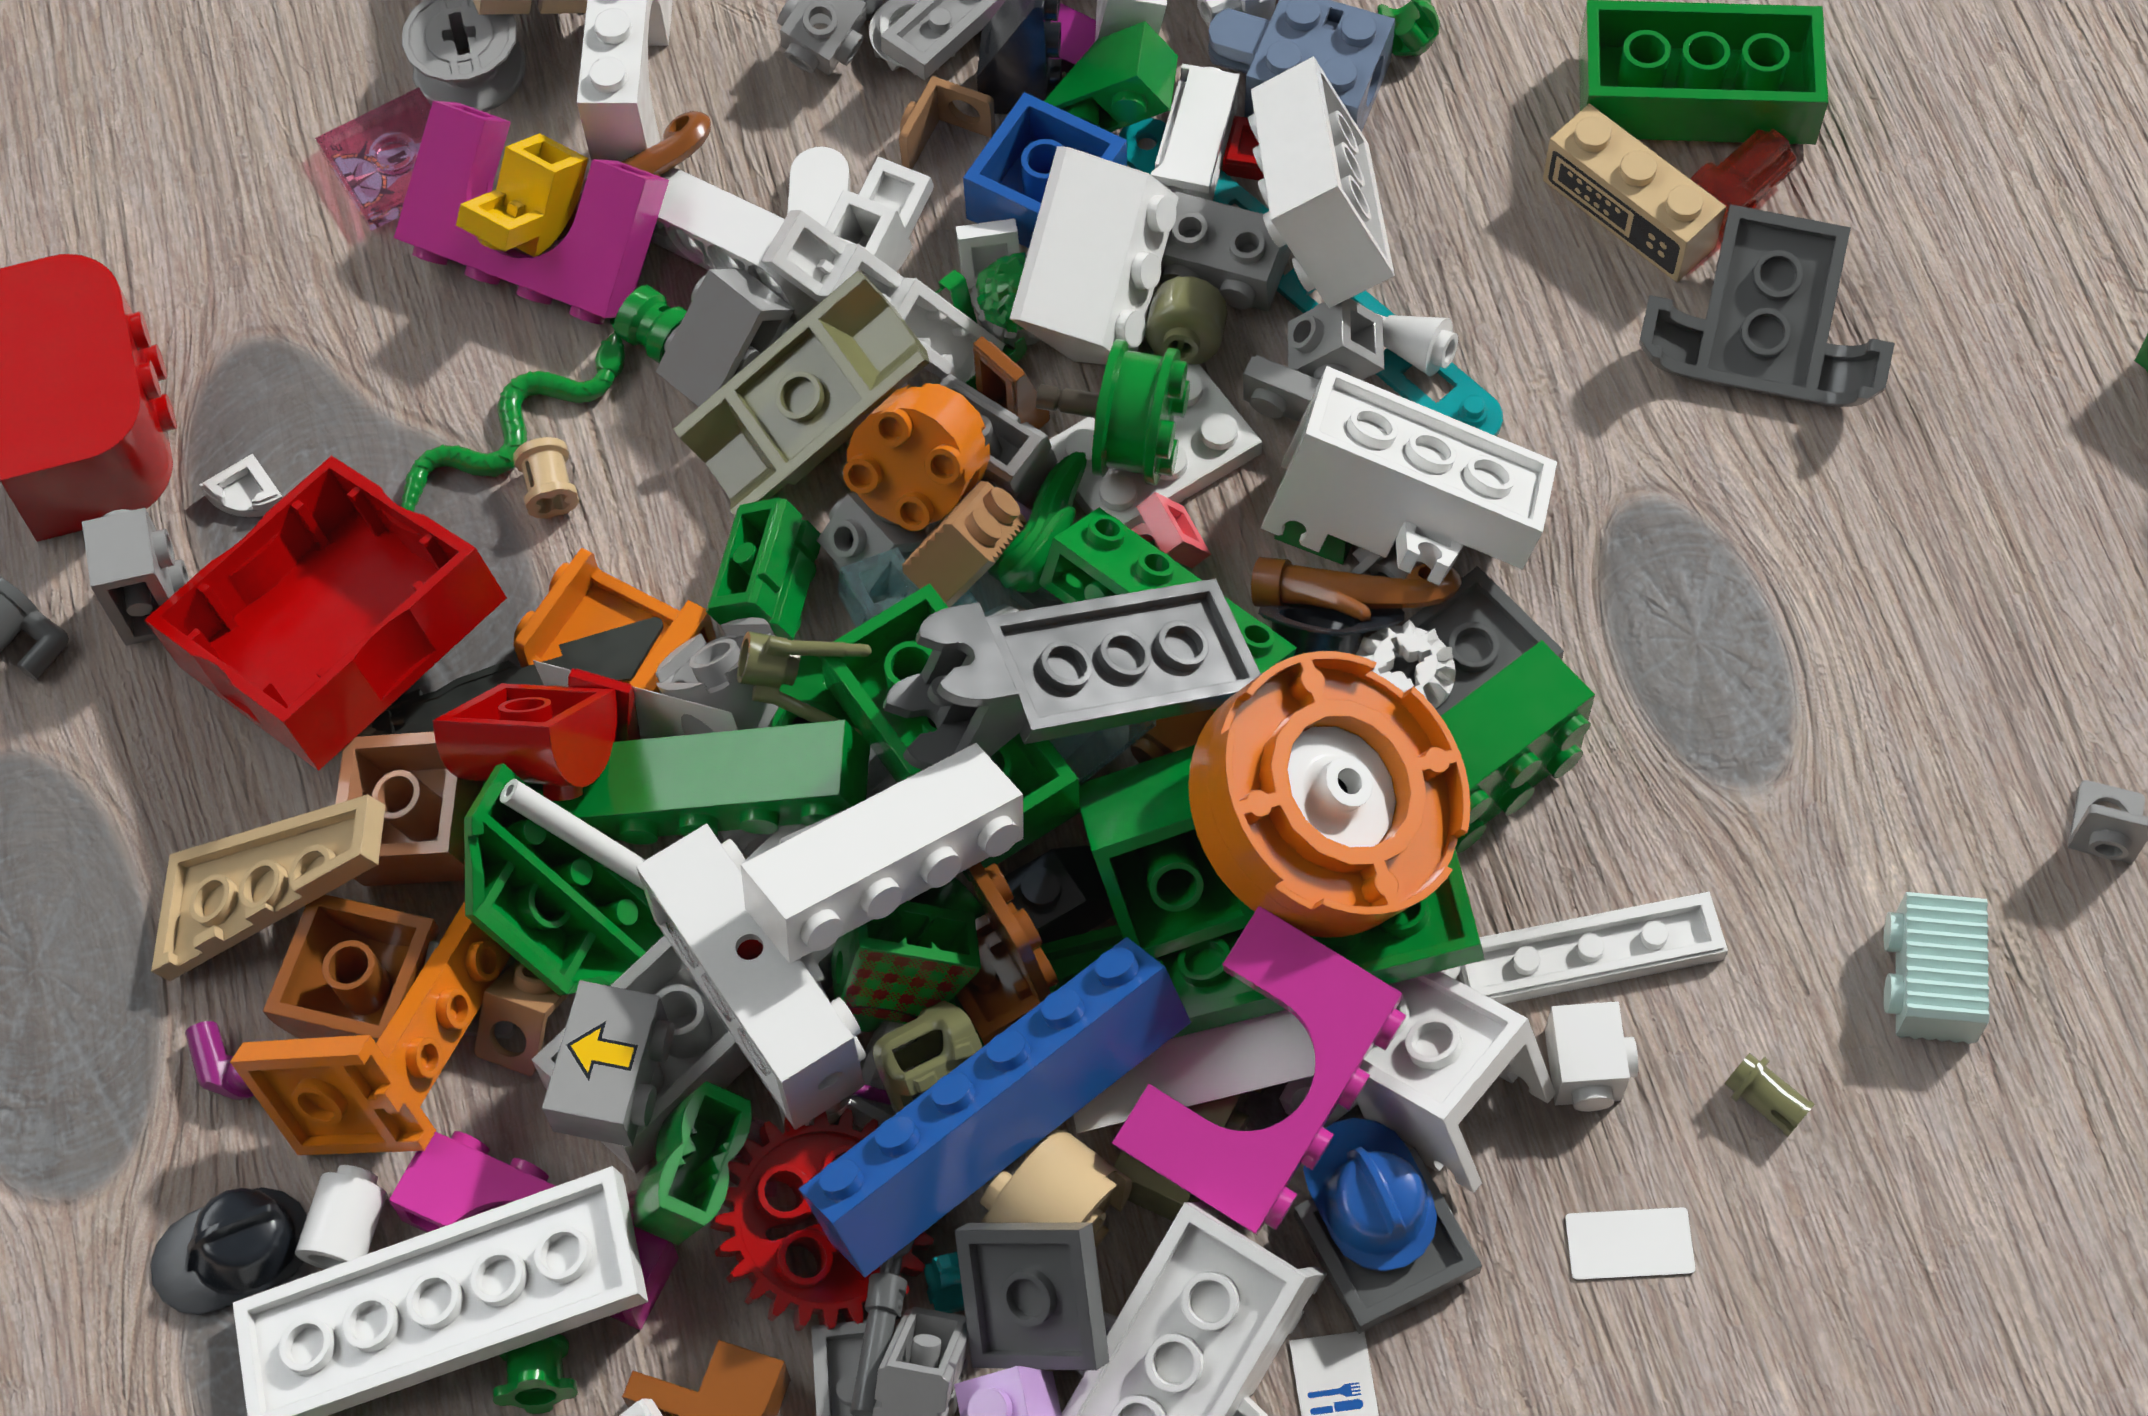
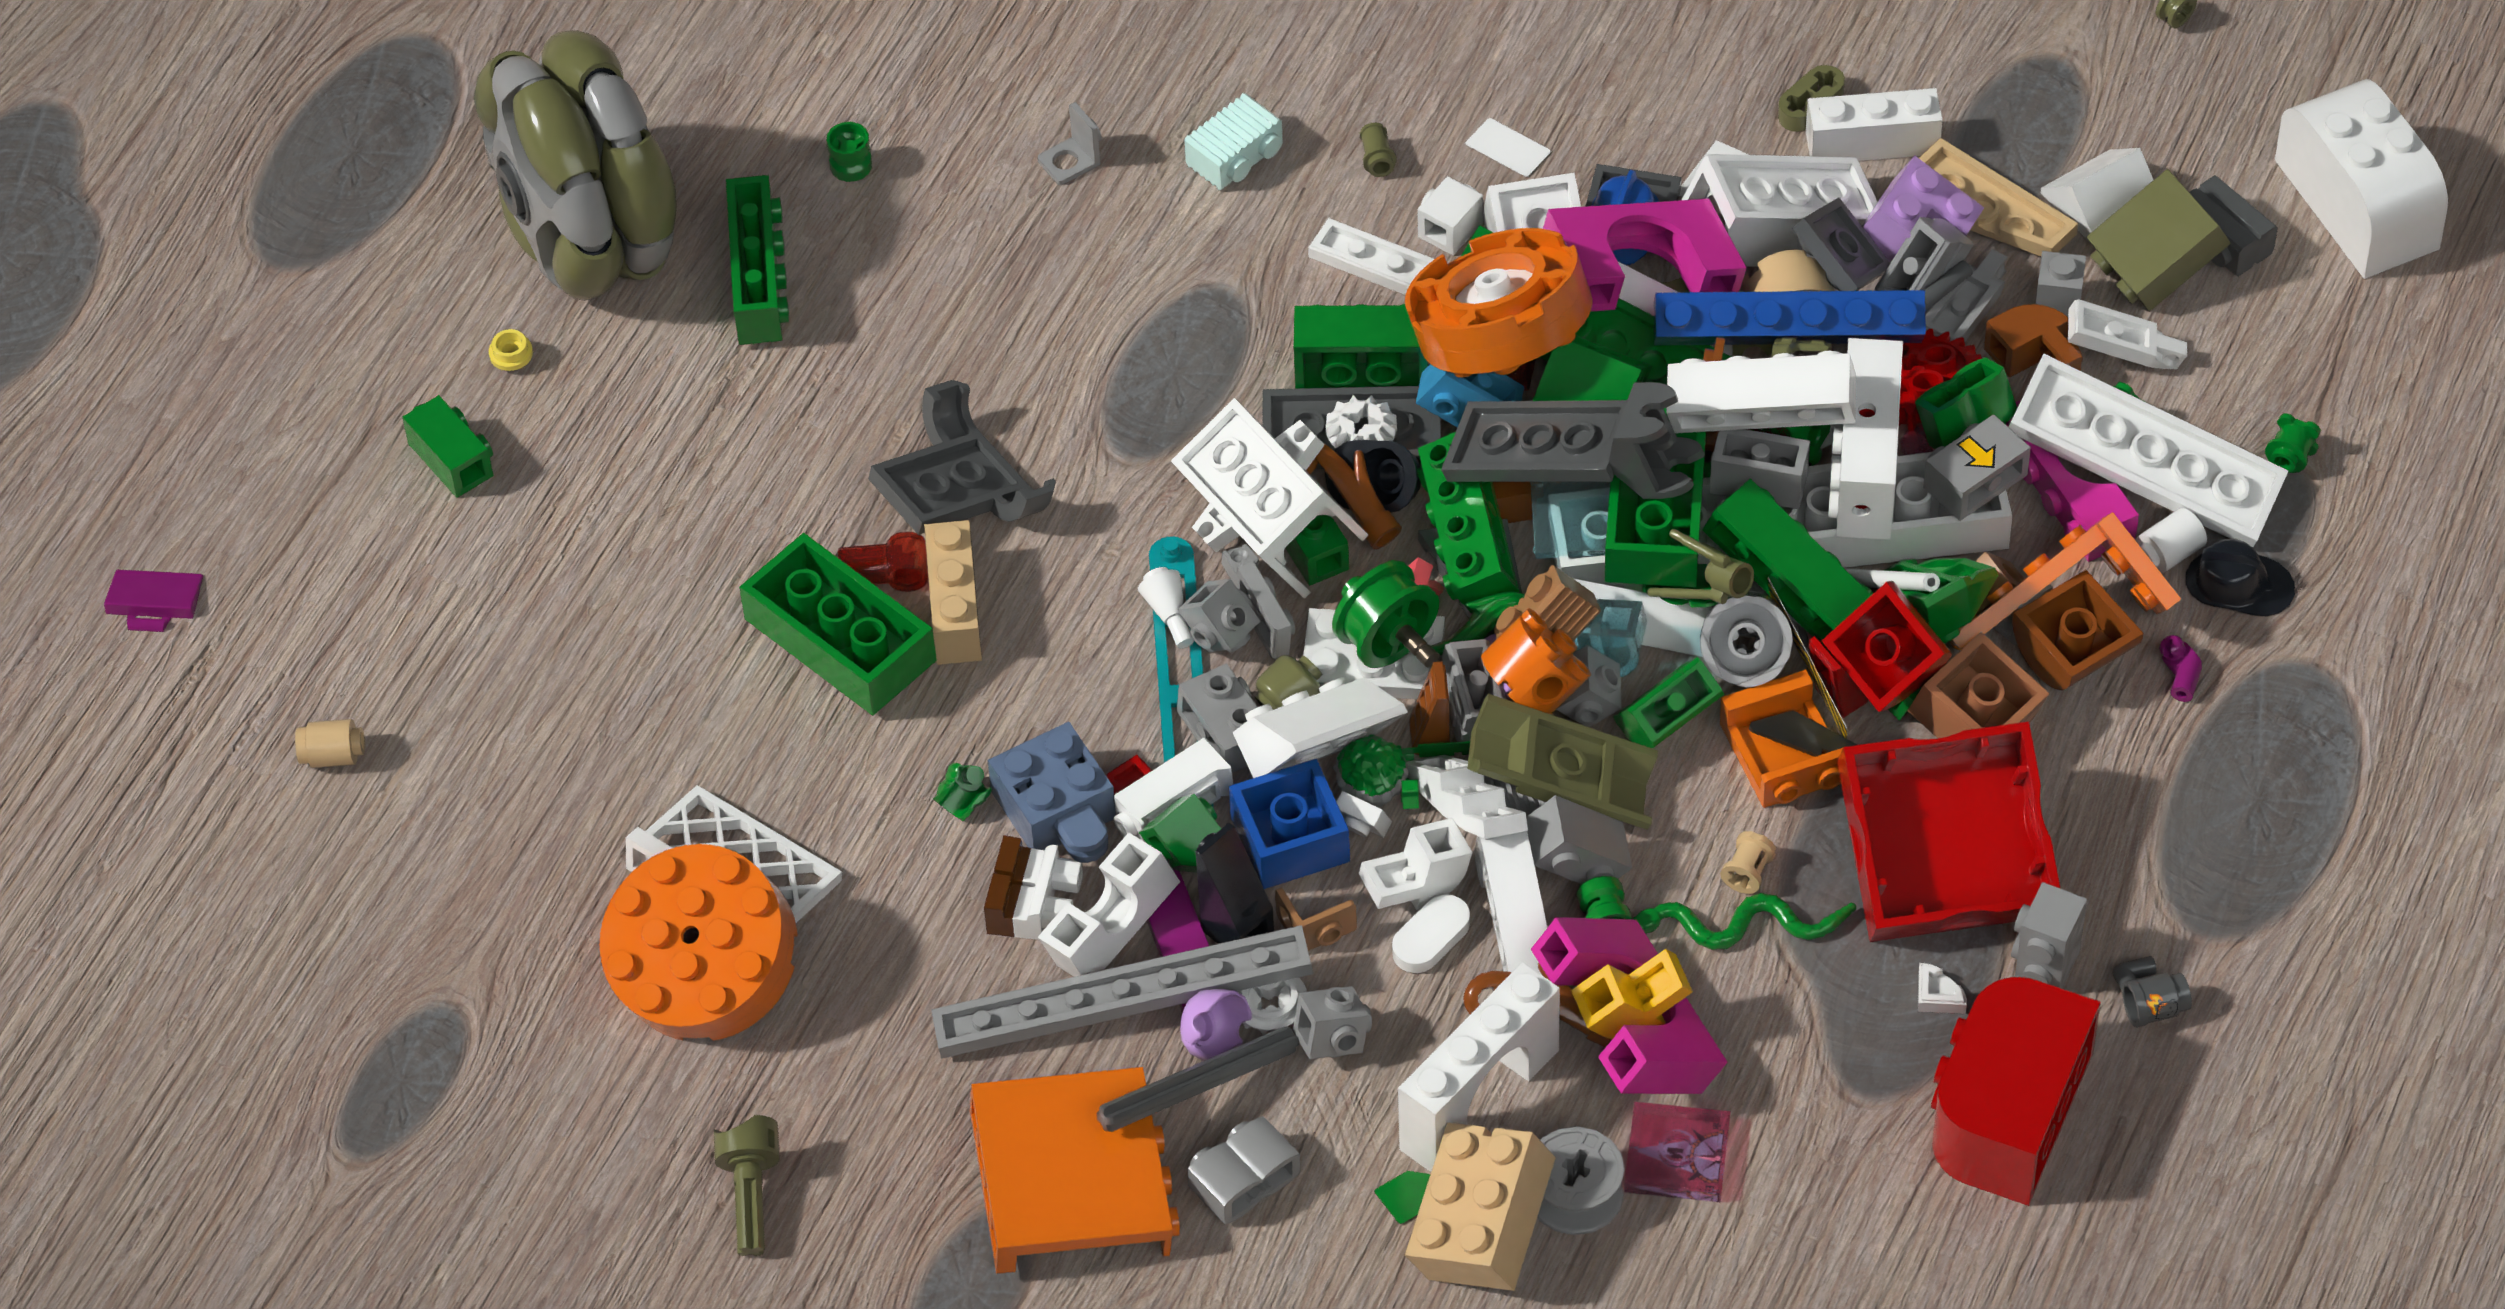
camera: 140 degrees left, 10 degrees down
(259, 876) = (2105, 722): tan wing -> none
(1319, 184) = (1151, 663): white brick -> none

